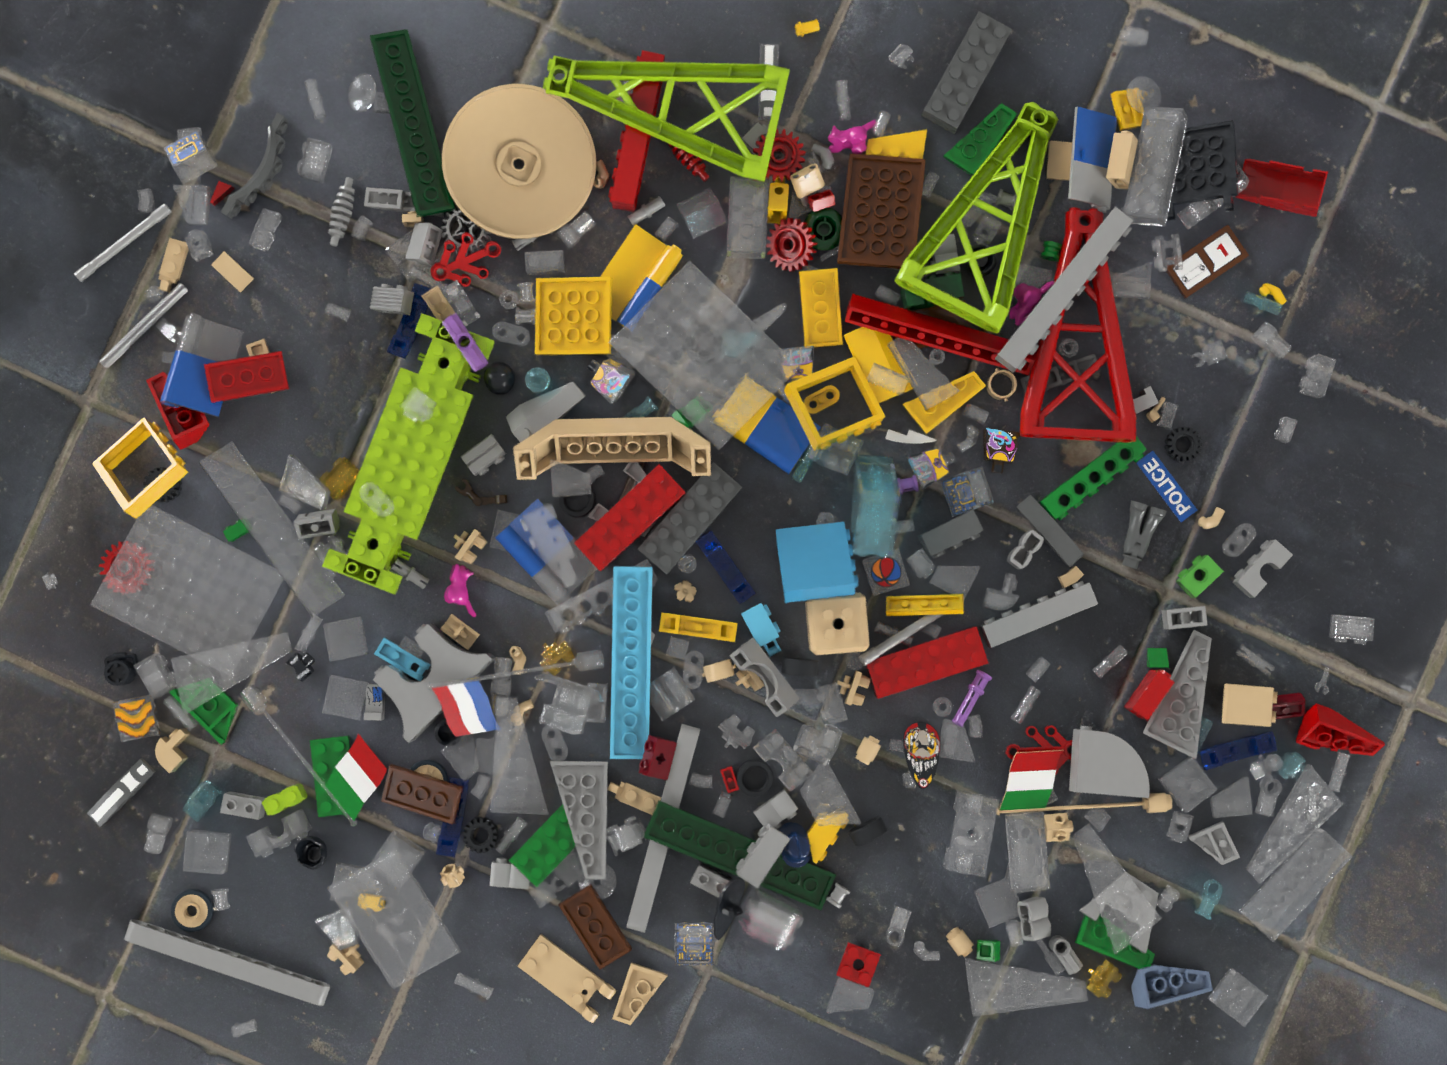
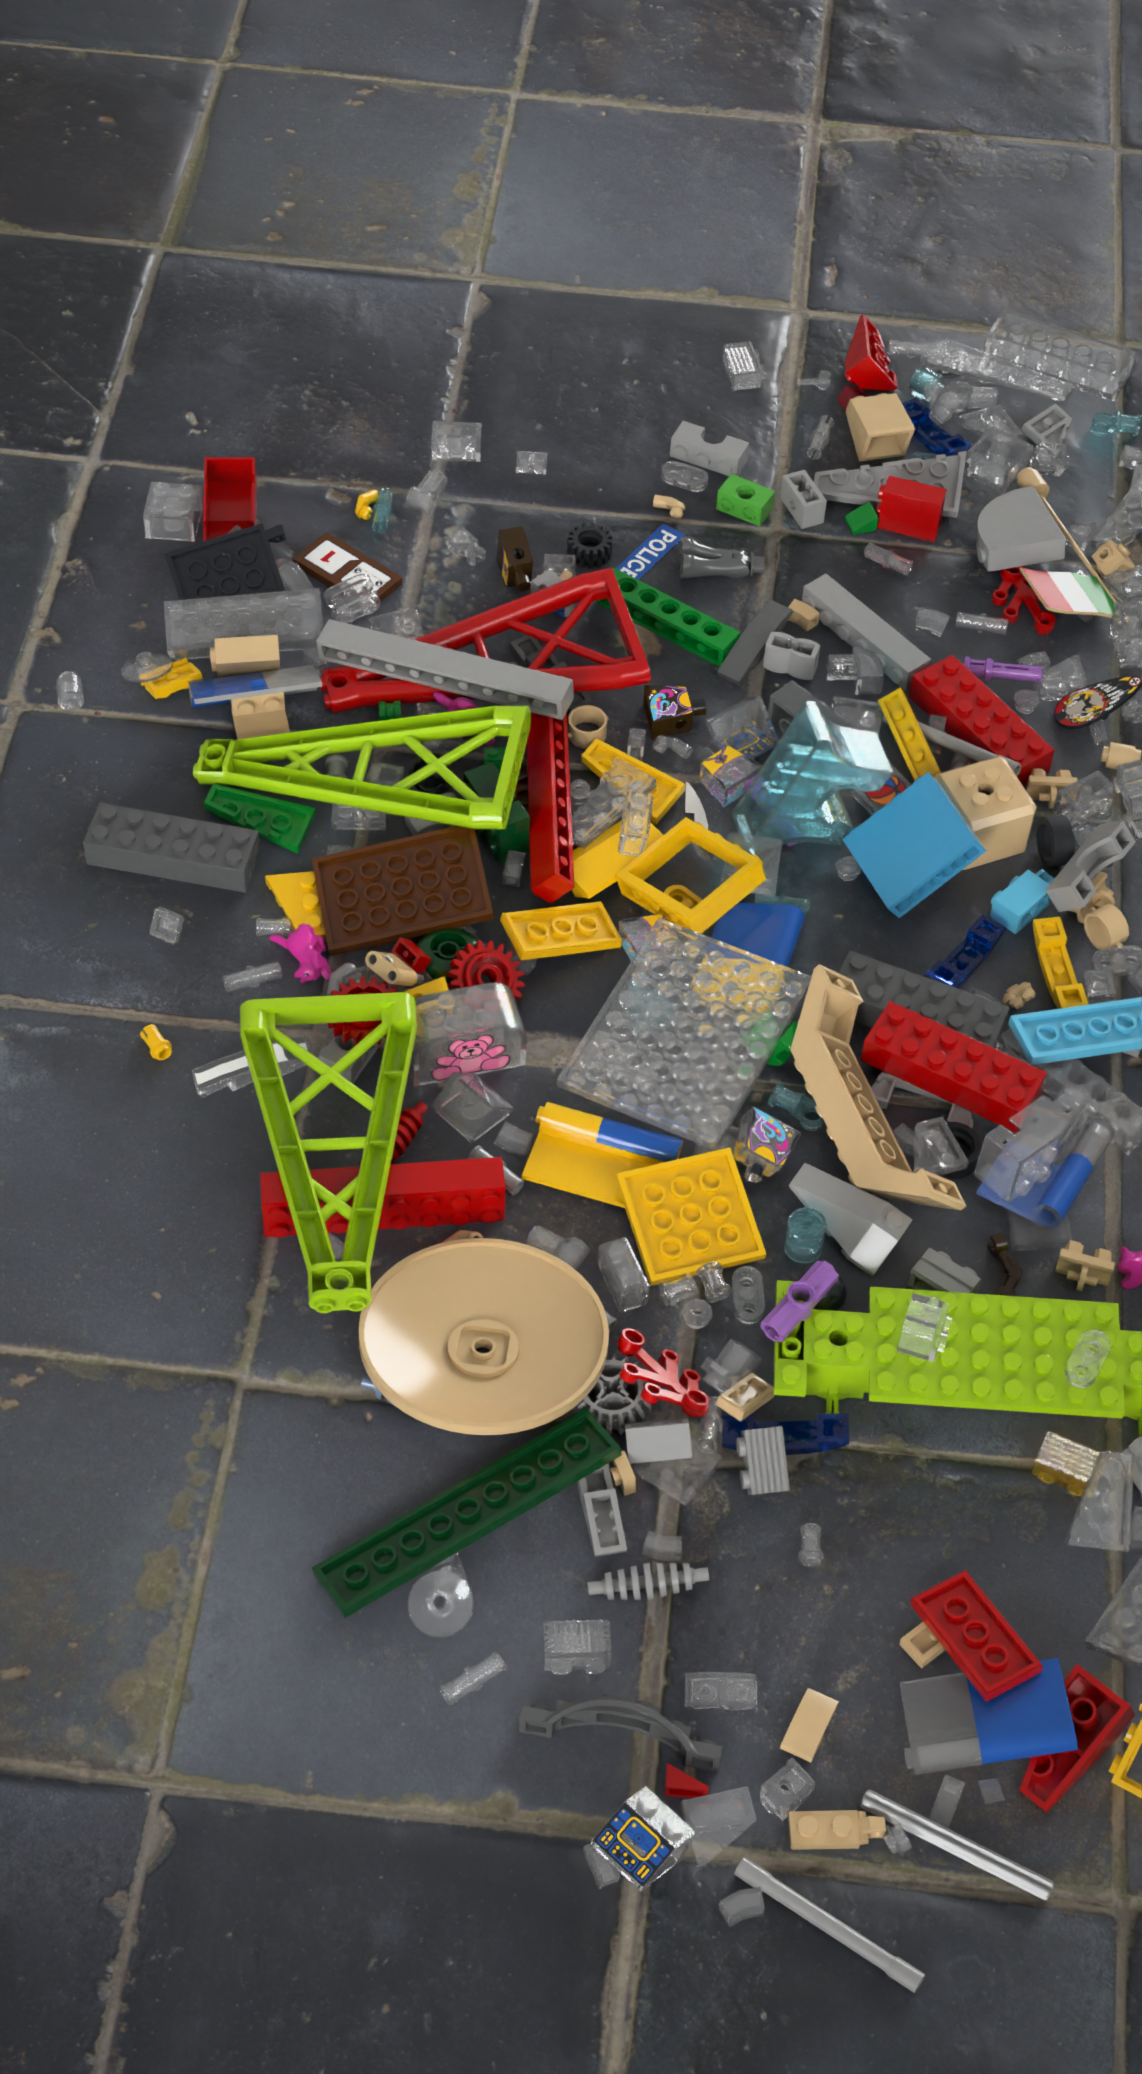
camera: 110 degrees left, 35 degrees down
(770, 317) = (593, 983): clear slope -> none
(1183, 380) = (515, 567): none -> dark brown torso
(1298, 146) = (172, 511): none -> clear brick

